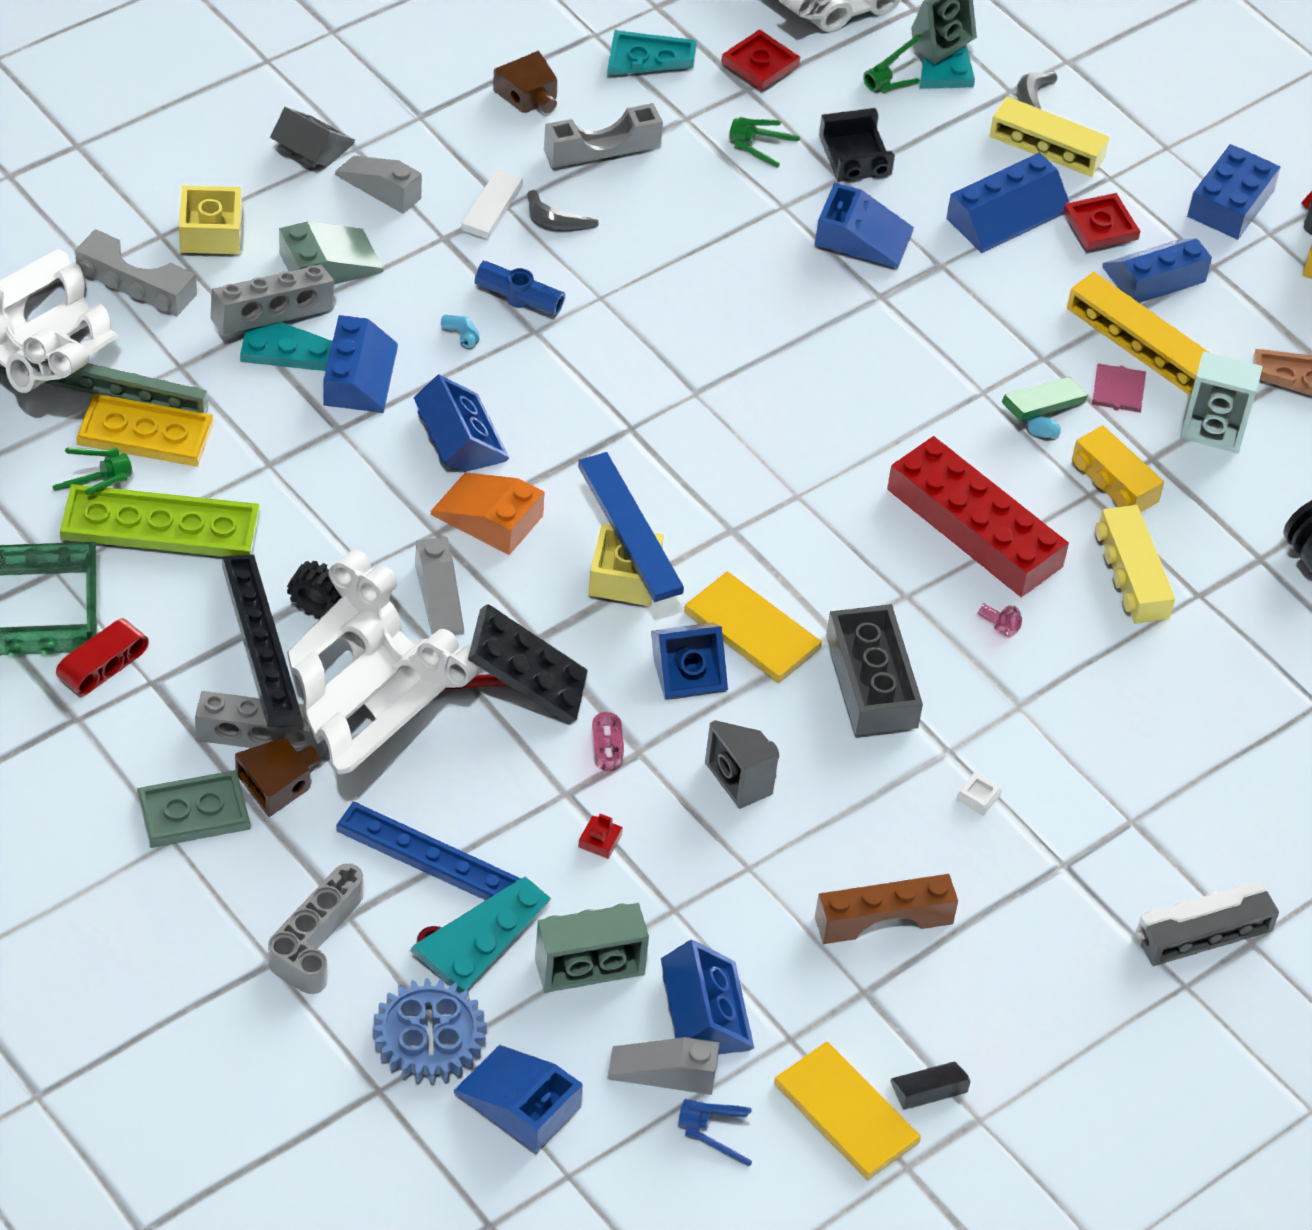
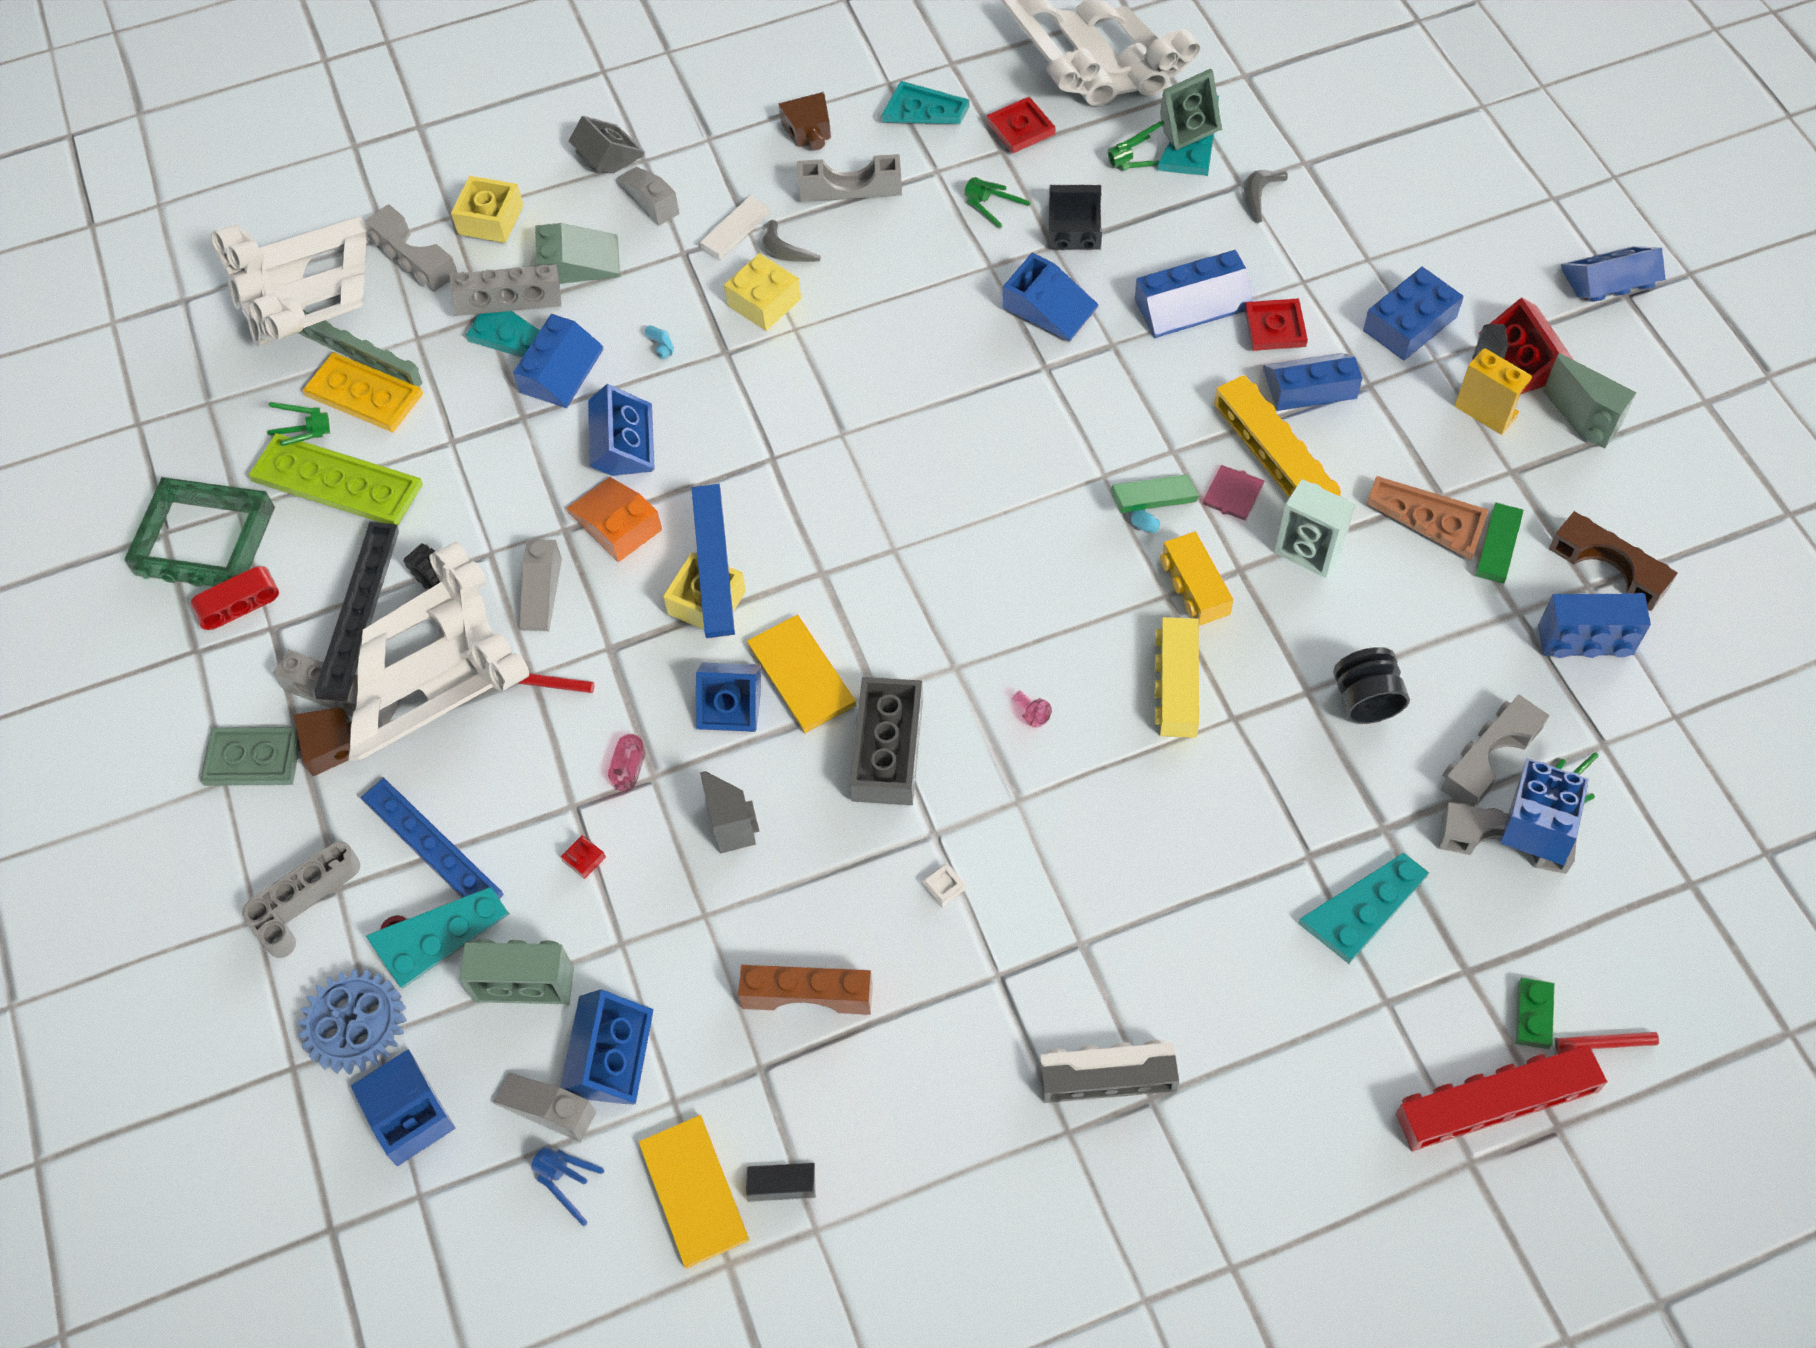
camera: 25 degrees right, 10 degrees up
(519, 288) = (723, 310): blue piece -> none
(527, 664) = (571, 678): black plate -> none
(558, 259) = (762, 291): none -> light yellow brick
(977, 516) = (1046, 602): red brick -> none
(1050, 135) = (1257, 234): light yellow brick -> none

